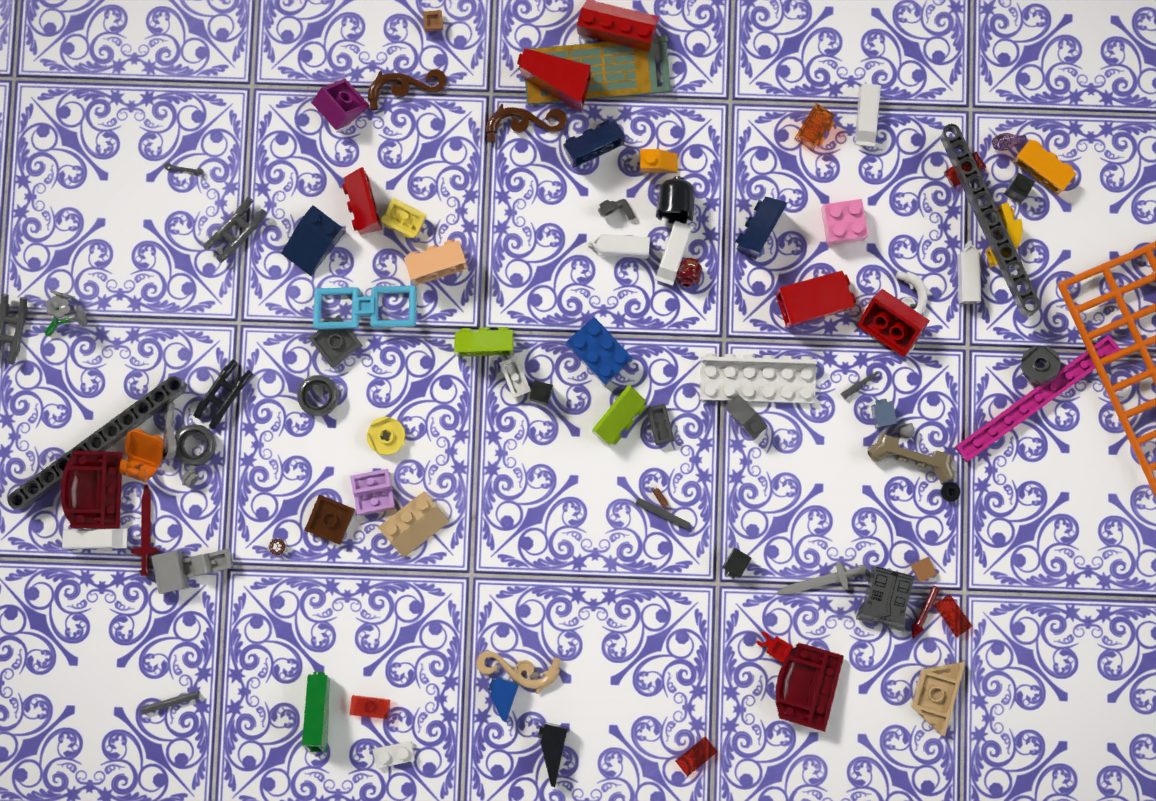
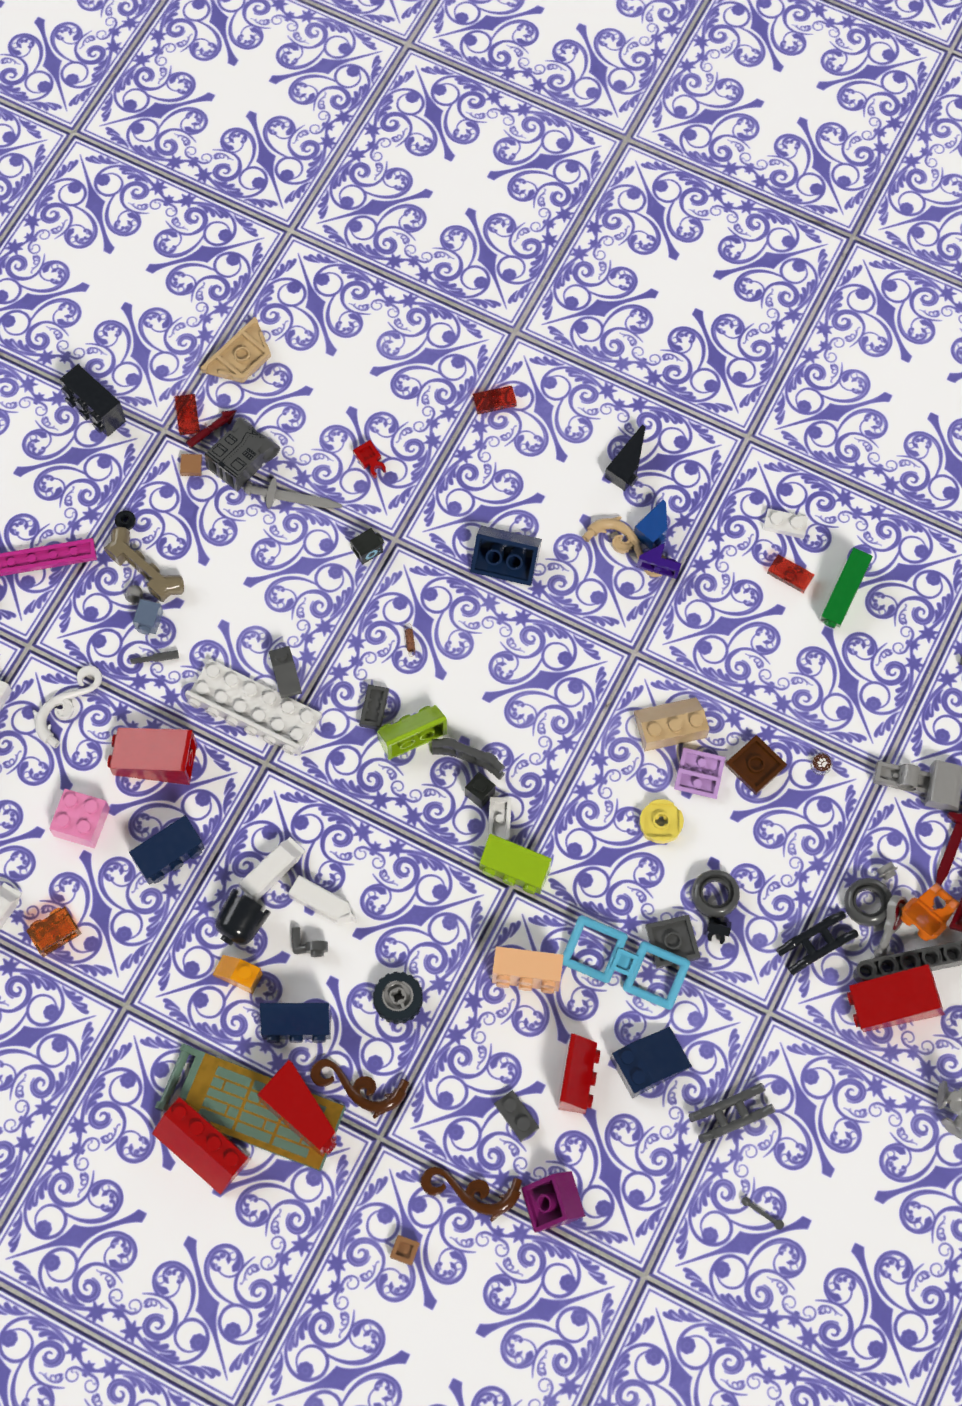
camera: 160 degrees left, 15 degrees down
(142, 372) = (895, 999): none -> red slope
(303, 369) = (719, 927): none -> black tile
(396, 155) = (516, 1116): none -> dark grey plate
(403, 218) = (541, 1038): light yellow bracket -> none
(489, 662) = (653, 562): none -> dark purple slope
(527, 200) = (397, 997): none -> black wheel
(547, 419) = (451, 747): none -> dark grey piece
(599, 351) = (400, 804): blue brick -> none
(616, 610) = (505, 555): none -> dark blue slope
(662, 513) = (415, 624): dark grey bar -> none
(689, 272) = (265, 840): dark red head -> none
(807, 686) = (357, 410): dark red slope -> none
(893, 322) = (88, 696): red slope -> none
(1039, 583) = (92, 400): none -> black brick

